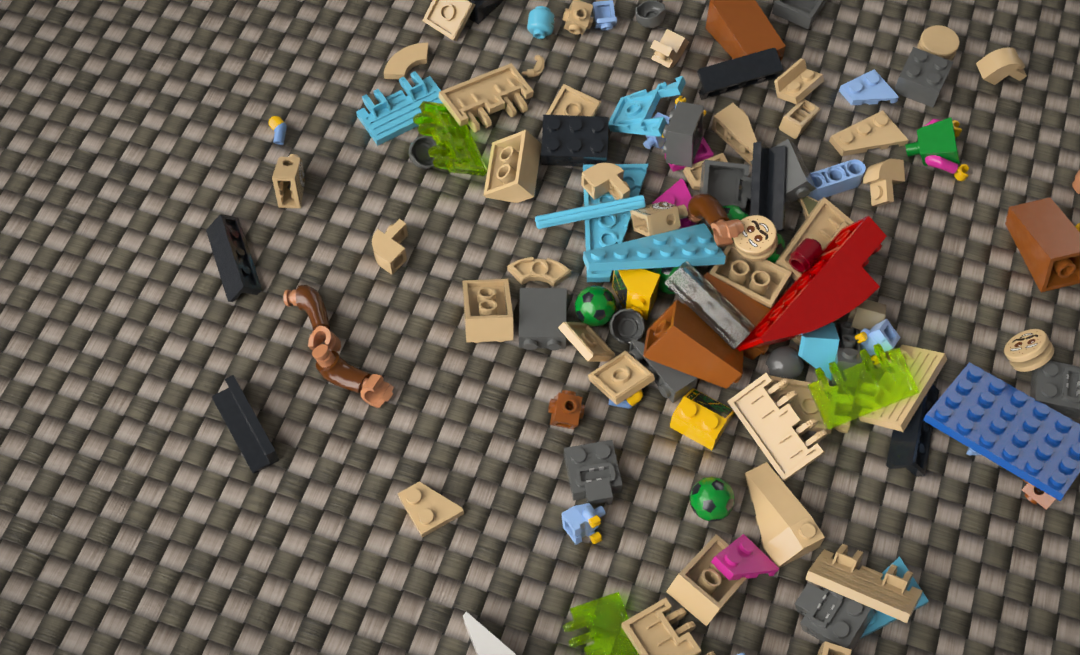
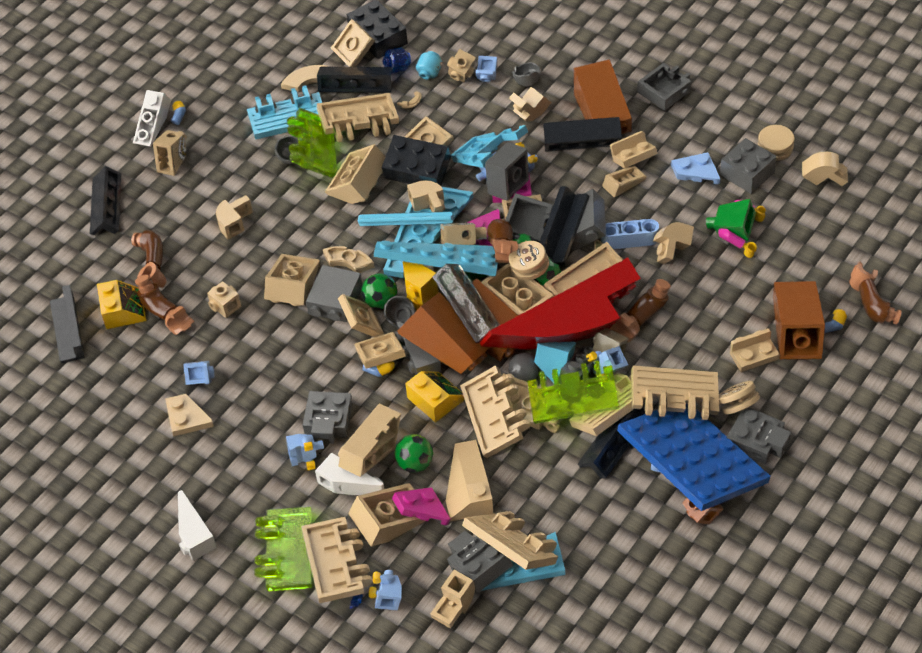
camera: 20 degrees right, 10 degrees down
(250, 143) = (152, 117): none -> white slope
(300, 384) = (120, 304): none -> yellow slope
(420, 353) = (224, 299): none -> tan brick
(426, 452) = (198, 372): none -> light blue bracket
(465, 53) = (354, 79): none -> black panel
(503, 22) = (398, 59): none -> clear blue head
(566, 410) = (323, 364): dark orange brick -> none
(643, 546) = (344, 482): none -> white slope
(663, 498) = (370, 441): none -> tan wedge
(735, 129) = (559, 173): tan slope -> none
(805, 255) = (567, 280): dark red brick -> none
(870, 133) = (685, 203): tan wing -> none
(886, 261) = (642, 310): none -> piece
(966, 359) = (674, 390): none -> tan hinge
(1014, 290) = (753, 350): none -> tan bracket

